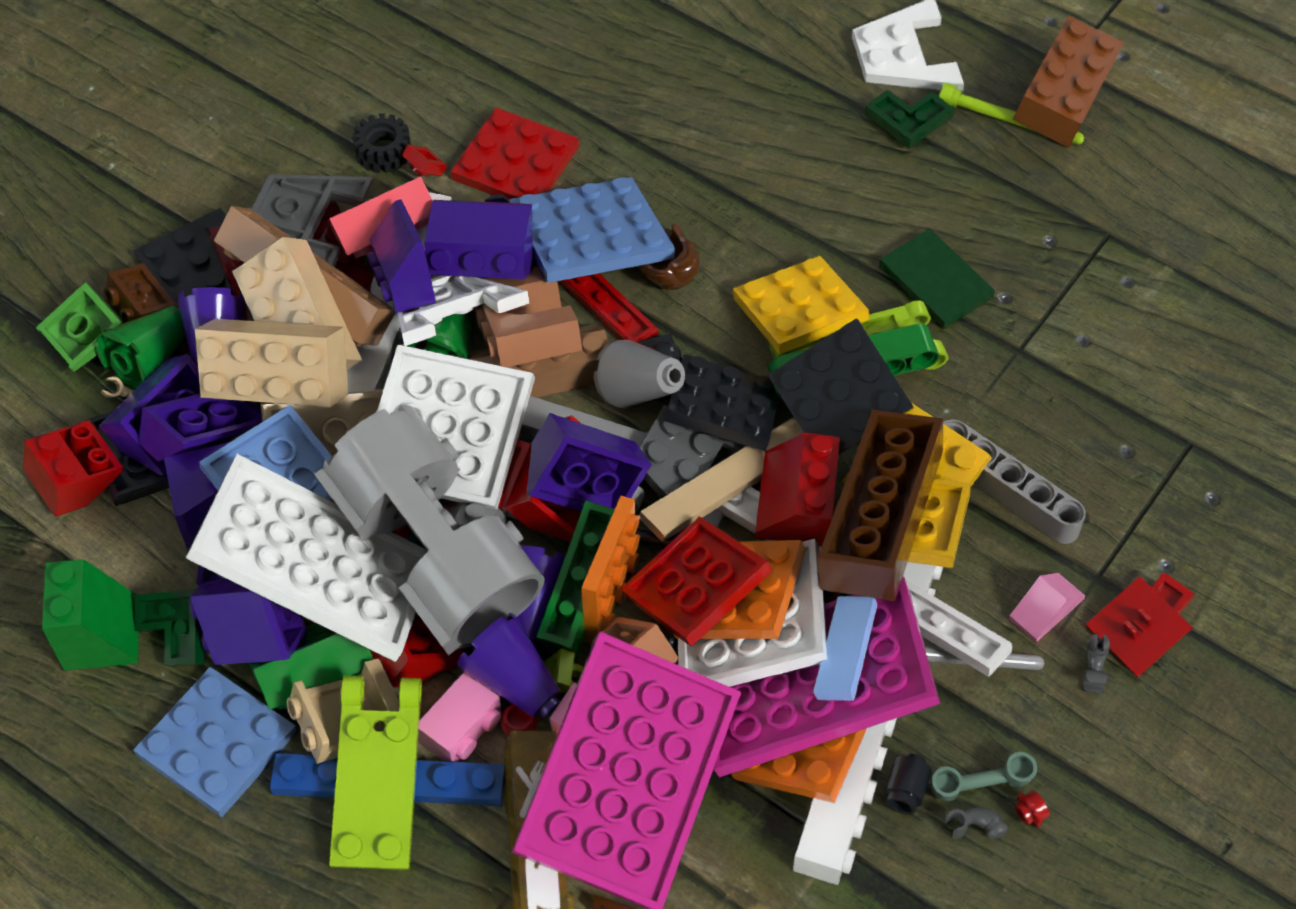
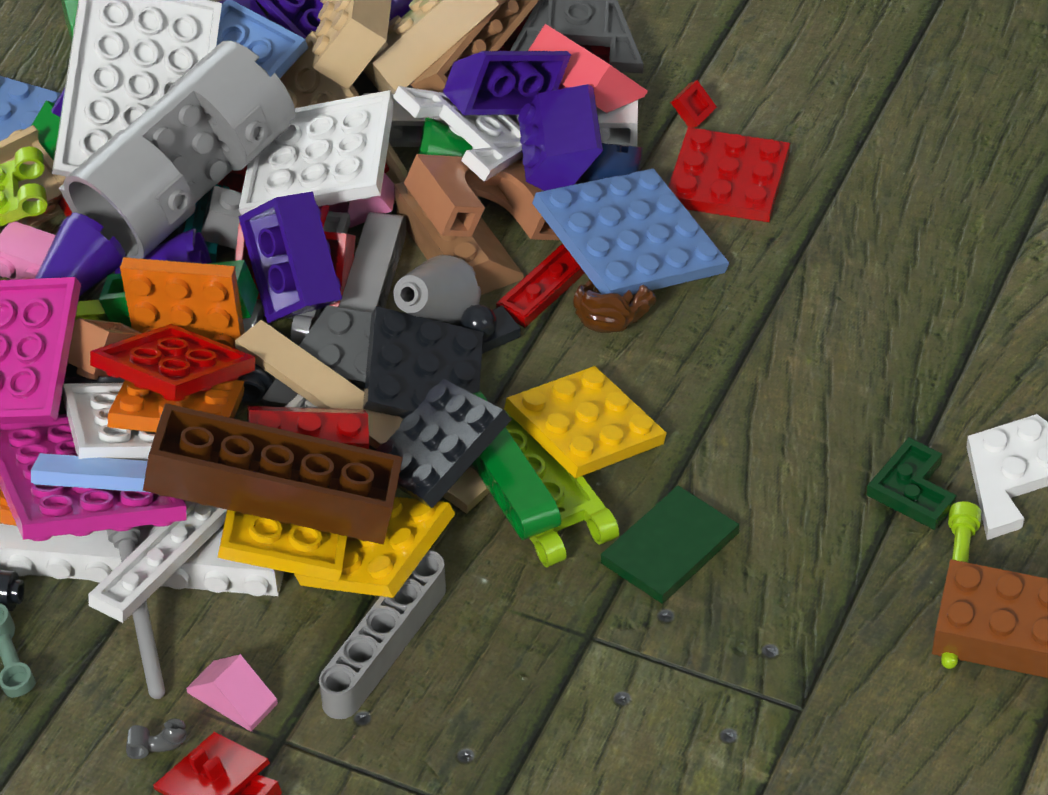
camera: 80 degrees right, 10 degrees down
(376, 130) = (720, 62): black tyre -> none

